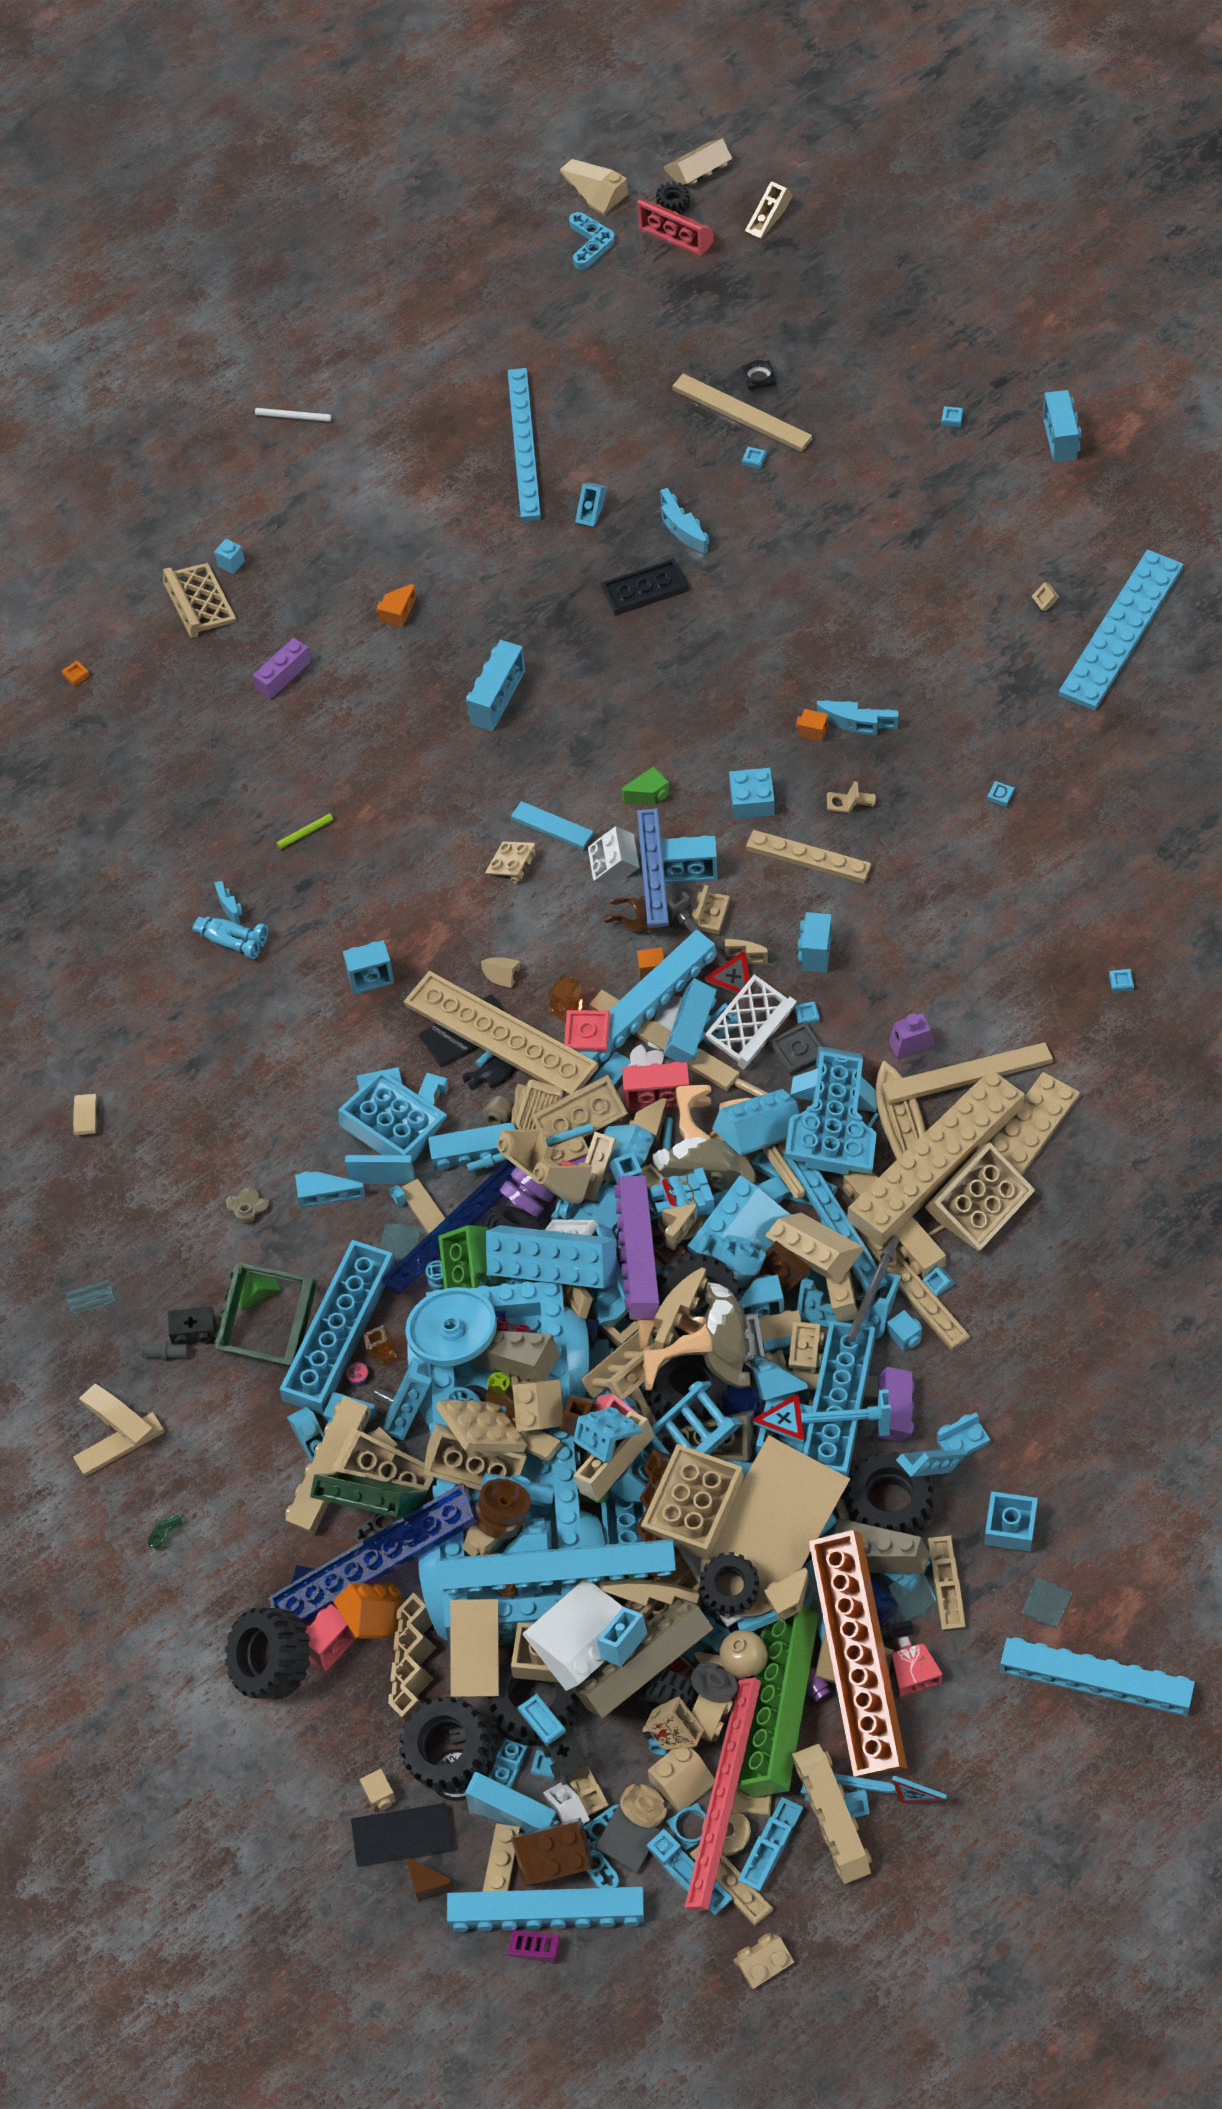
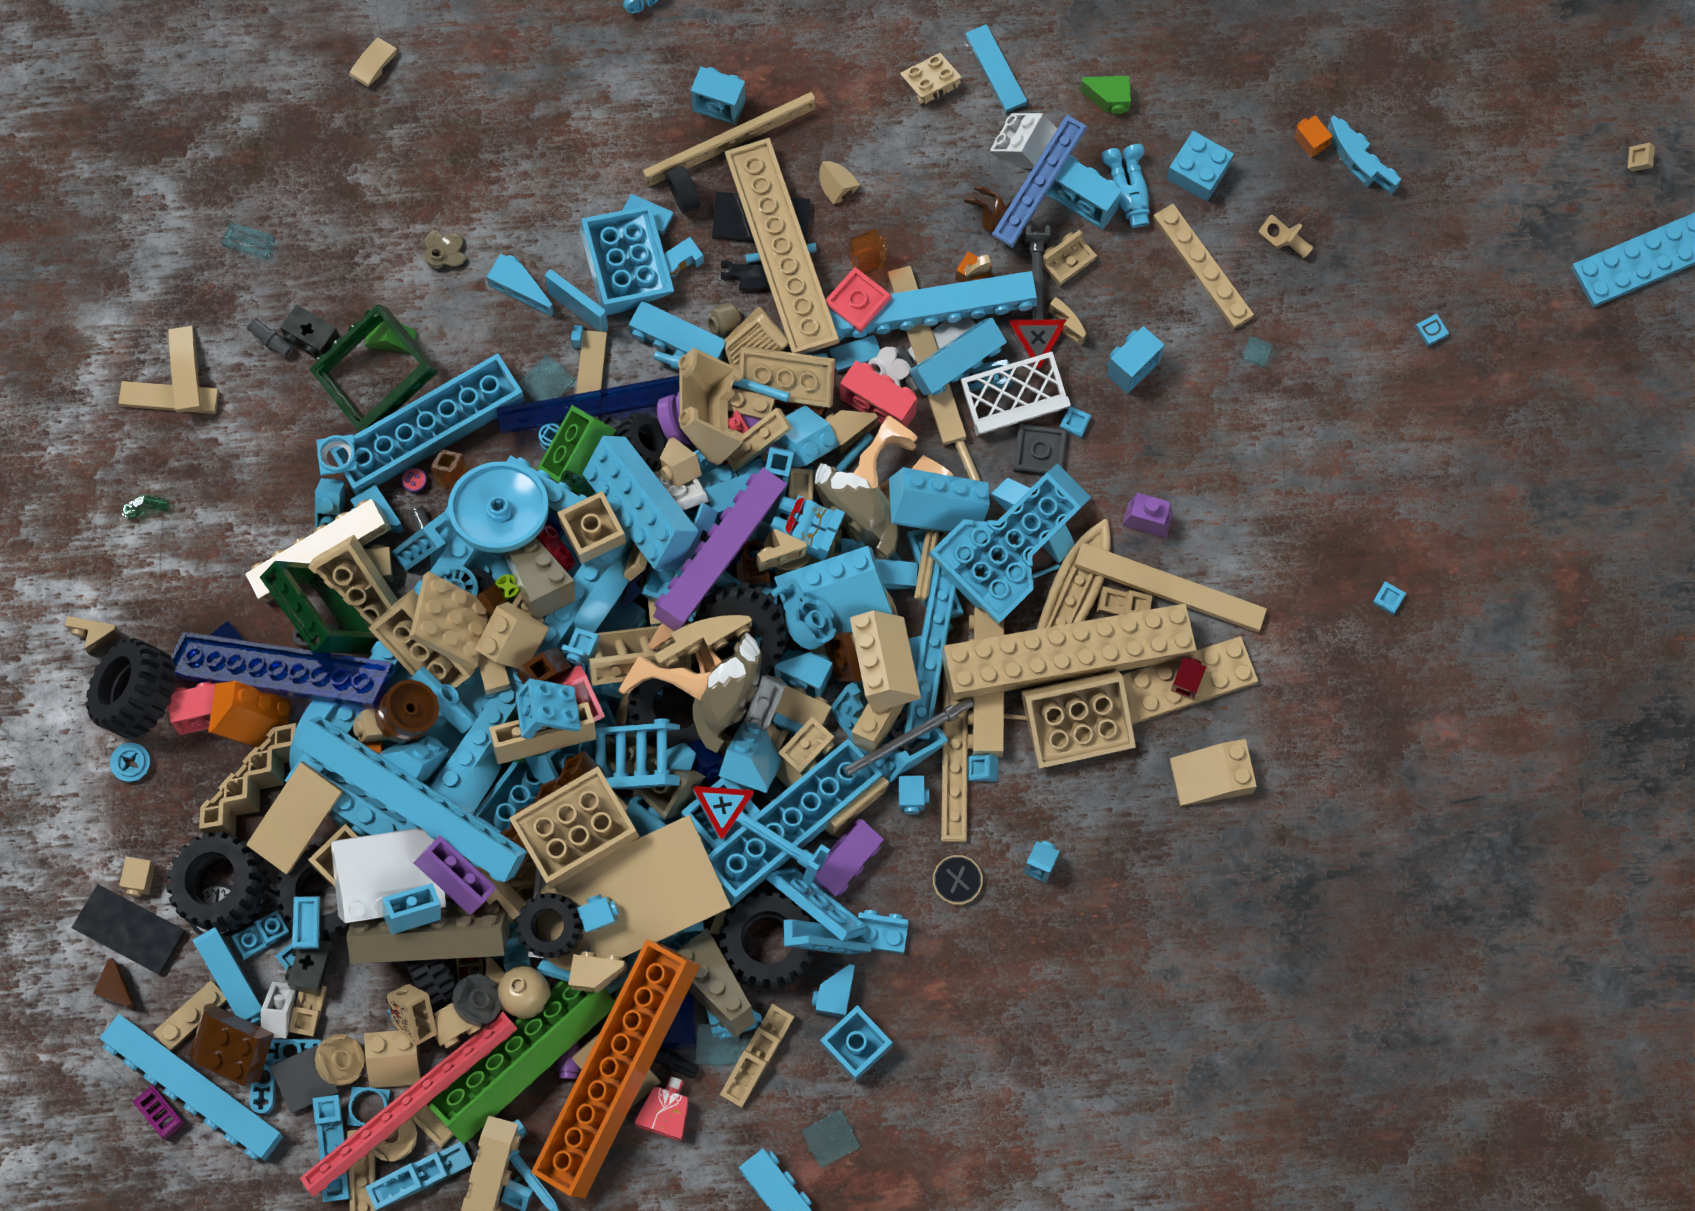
camera: 30 degrees right, 15 degrees up
(201, 1641) = (97, 632): none -> tan slope
(289, 1374) = (326, 444): none -> medium azure piece
(295, 1710) = (129, 751): none -> medium azure gear
(394, 1045) = (683, 189): none -> black tyre
(399, 993) = (731, 138): none -> tan tile
(532, 1293) = (591, 527): none -> tan brick
(554, 1216) = (679, 463): none -> tan slope
(590, 1382) = (581, 646): none -> medium azure bracket
(634, 1592) = (455, 875): none -> medium lavender brick
(656, 953) = (980, 267): none -> tan tile
(726, 844) = (1134, 197): none -> medium azure piece
(727, 1406) = (680, 757): none -> medium azure slope
(758, 1549) = (598, 913): none -> medium azure brick
(874, 1364) = (857, 806): none -> tan tile
(893, 885) = (1257, 351): none -> clear light blue tile
(903, 1444) = (817, 903): none -> medium azure tile
(935, 1109) = (1118, 602): none -> tan slope
(966, 1502) = (834, 994): none -> medium azure slope
(985, 1366) = (957, 880): none -> black tile
(1033, 1119) = (1188, 677): none -> dark red brick
(1035, 1310) = (1041, 861): none -> medium azure slope
(1103, 1171) = (1213, 773): none -> tan slope

